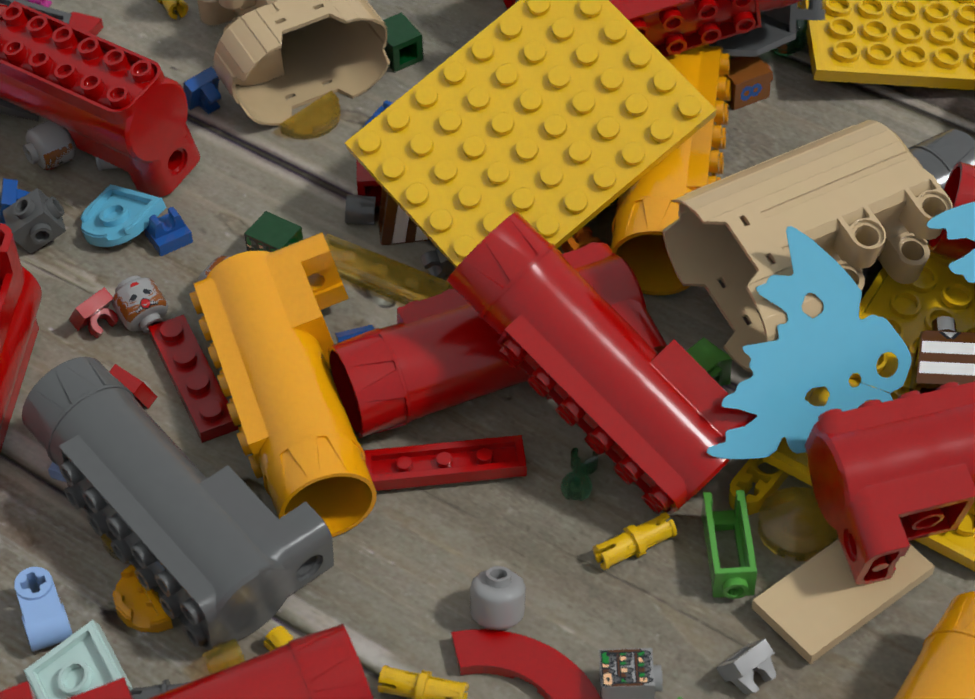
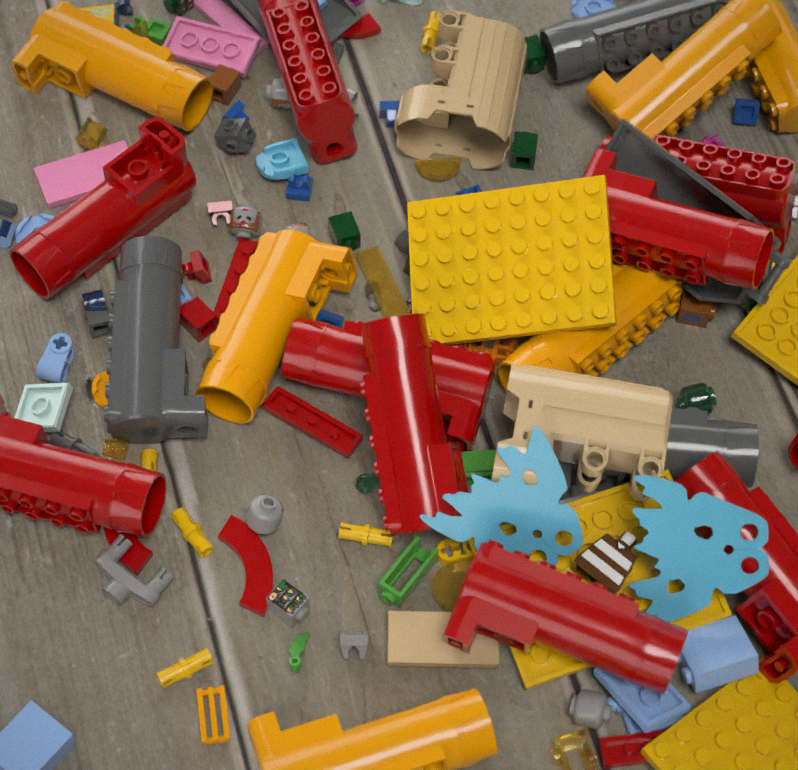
camera: 35 degrees right, 10 degrees up
(43, 524) = (96, 313): none -> leg
(194, 438) = (198, 319): none -> red brick

